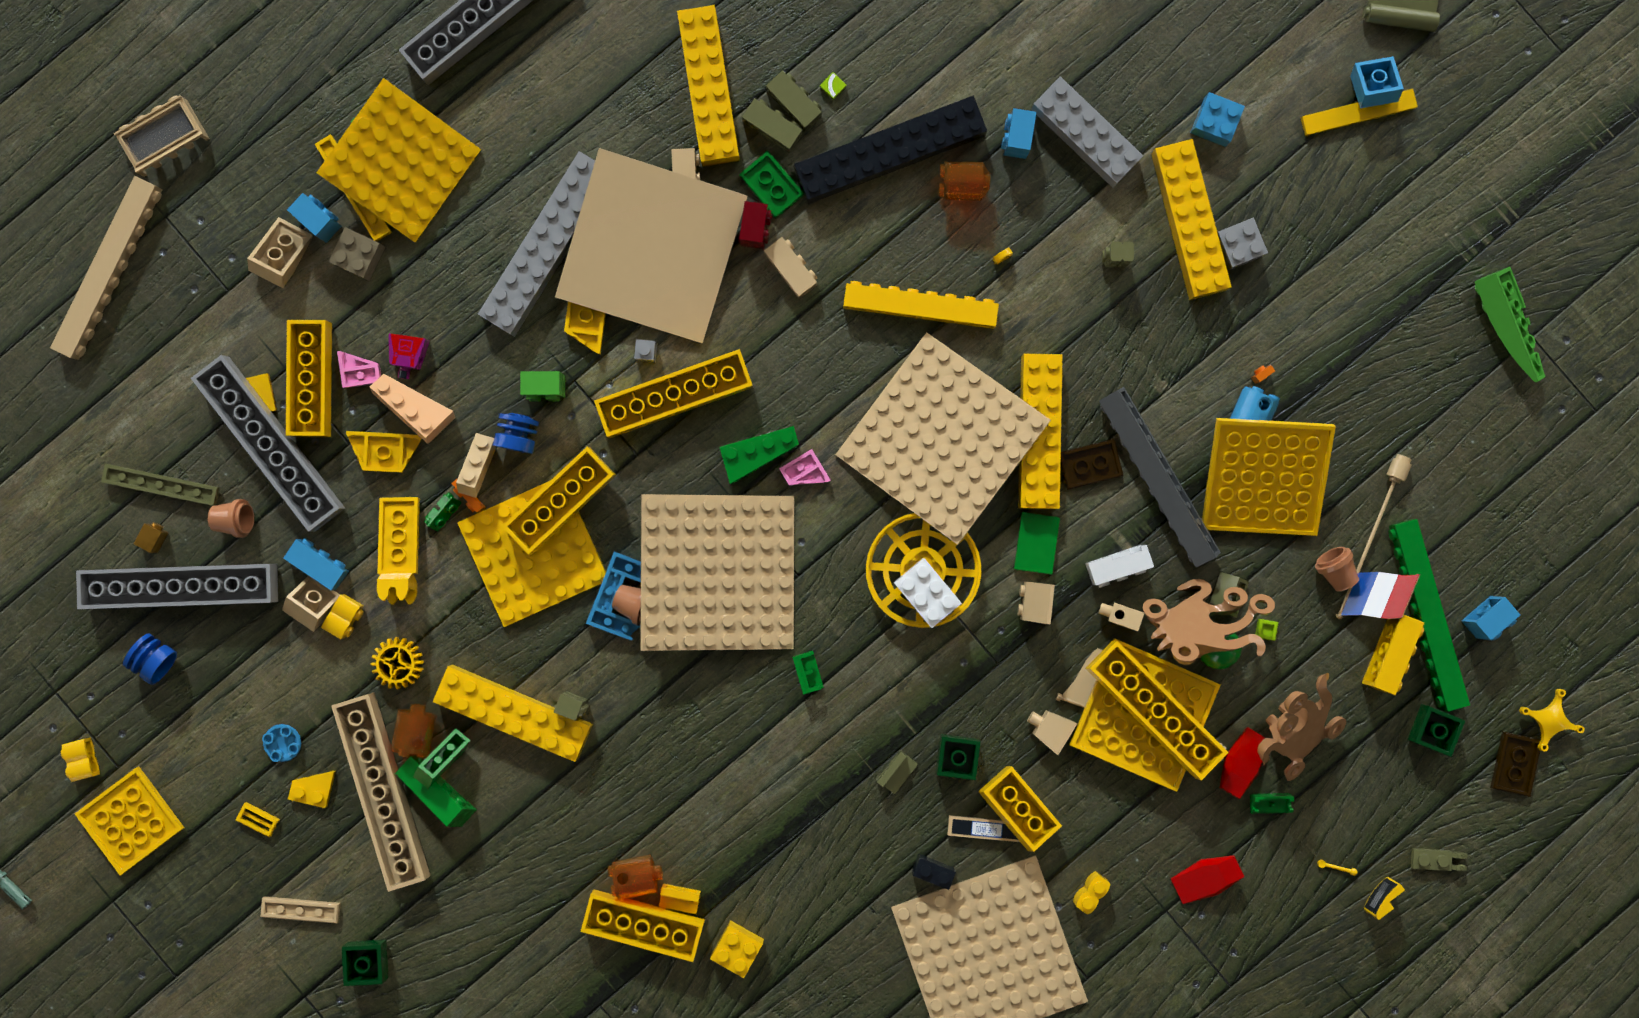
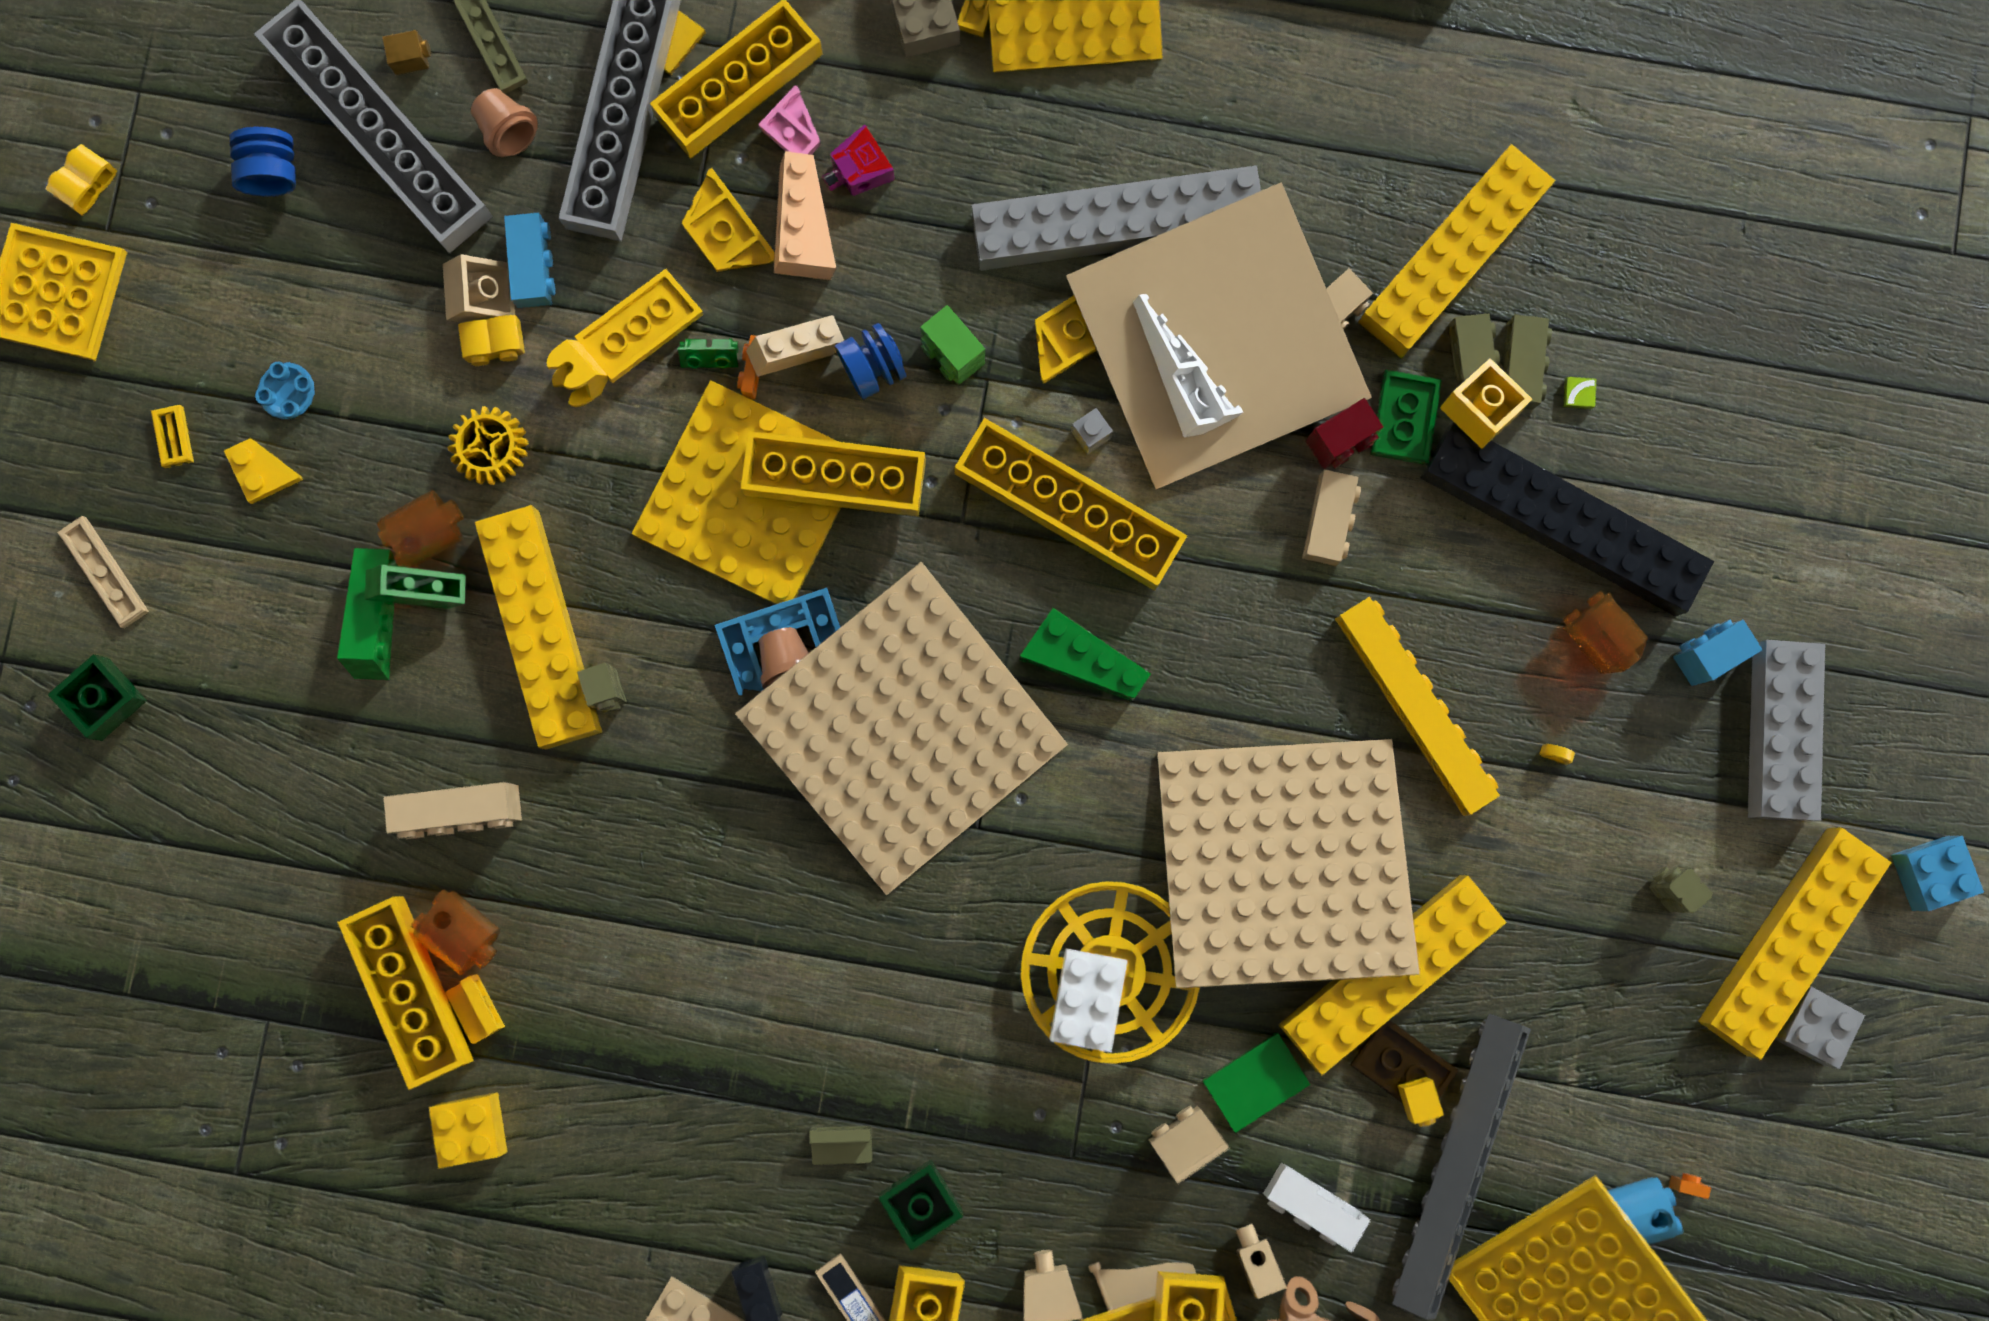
camera: 40 degrees right, 5 degrees down
(381, 791) = (318, 551): tan brick -> none
(569, 831) = (453, 808): none -> tan brick
(669, 284) = (1193, 395): none -> white wedge
(798, 142) = (1485, 403): none -> yellow brick
(804, 470) = (1109, 731): bright pink wing -> none
(808, 672) = (873, 936): green hinge -> none
(1112, 470) = (1420, 1101): none -> yellow brick

